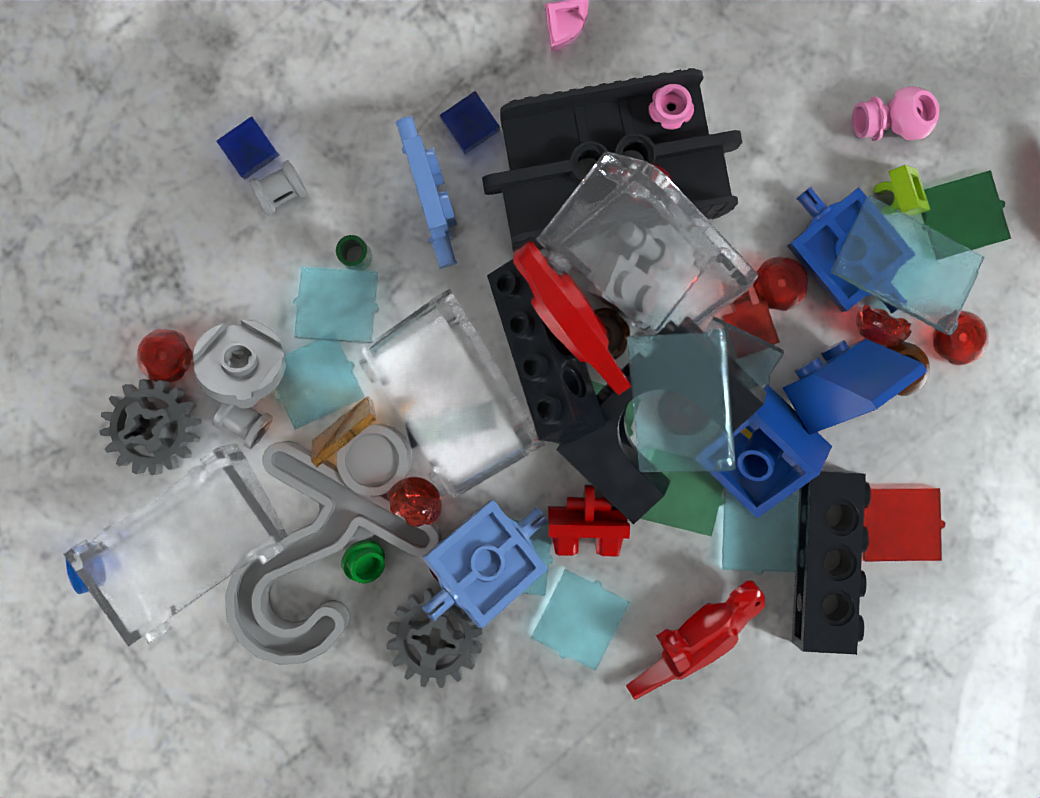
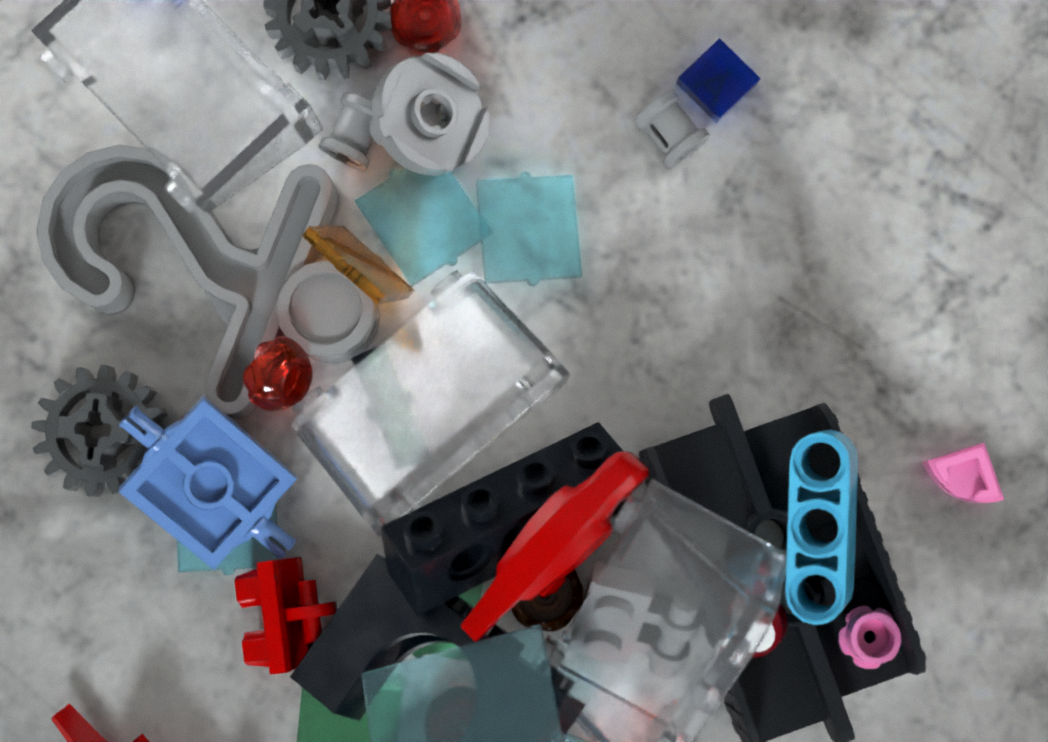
camera: 80 degrees right, 5 degrees down
(343, 247) = (605, 225): dark green hinge -> none
(363, 561) = (189, 319): green plate -> none
(427, 178) = (679, 337): medium blue plate -> none
(469, 122) = (804, 367): clear blue tile -> none
(580, 619) = (152, 626): clear light blue piece -> none
(611, 129) = (805, 552): none -> medium azure beam

